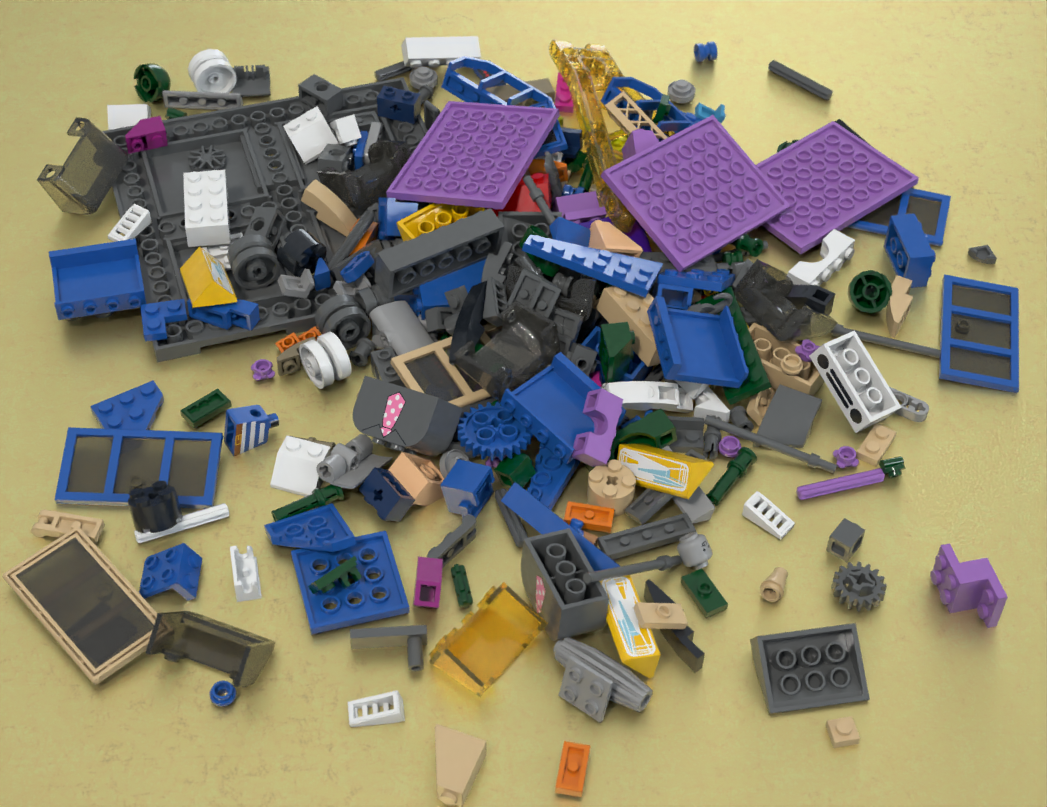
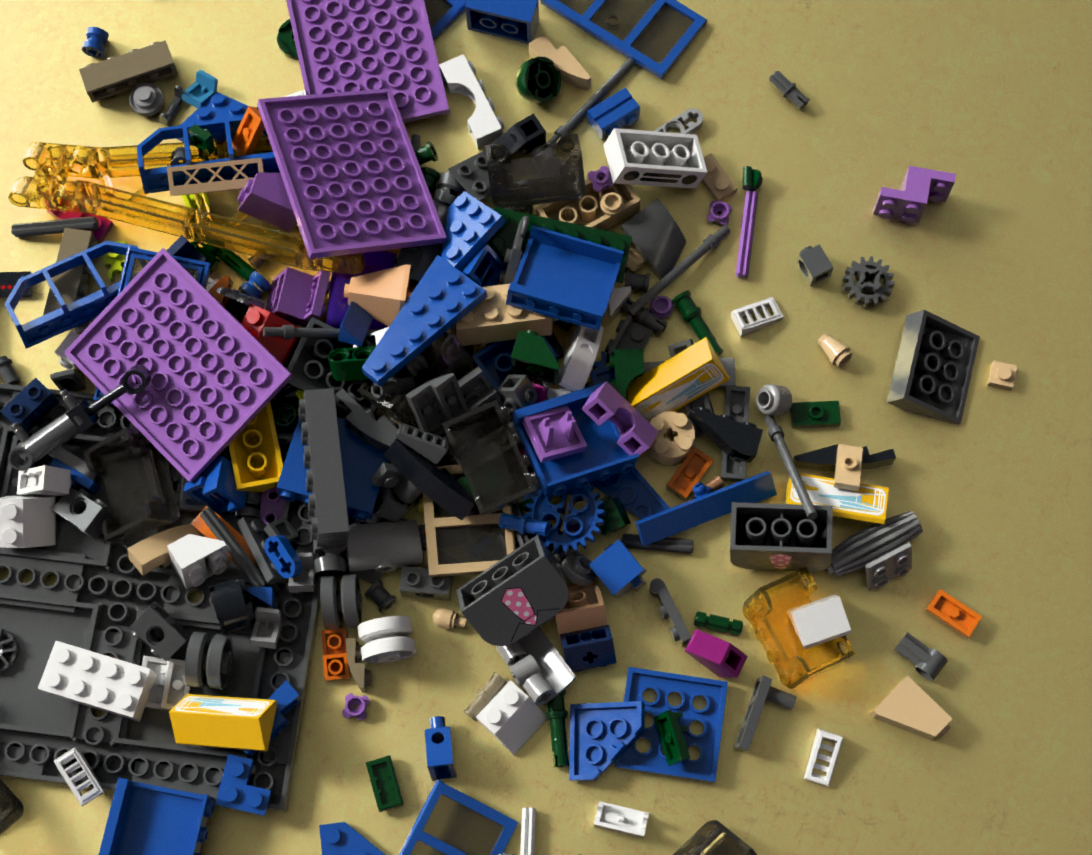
camera: 60 degrees left, 25 degrees up
(328, 221) = (198, 558): none -> white slope
(400, 120) = (71, 423): none -> piece
(467, 401) = (524, 525): none -> blue pin
(502, 650) = (820, 621): none -> white slope
(513, 759) = (927, 661): none -> dark grey piece
(542, 73) = (54, 226): none -> dark grey axle
(557, 388) = (554, 434): none -> medium lavender plate
(637, 529) = (732, 437): none -> black slope
(691, 109) = (166, 118): none -> dark grey piece
(705, 77) = (128, 71): none -> dark tan brick
(885, 353) = (613, 113): none -> blue brick
(999, 466) = (789, 90): none -> dark grey axle

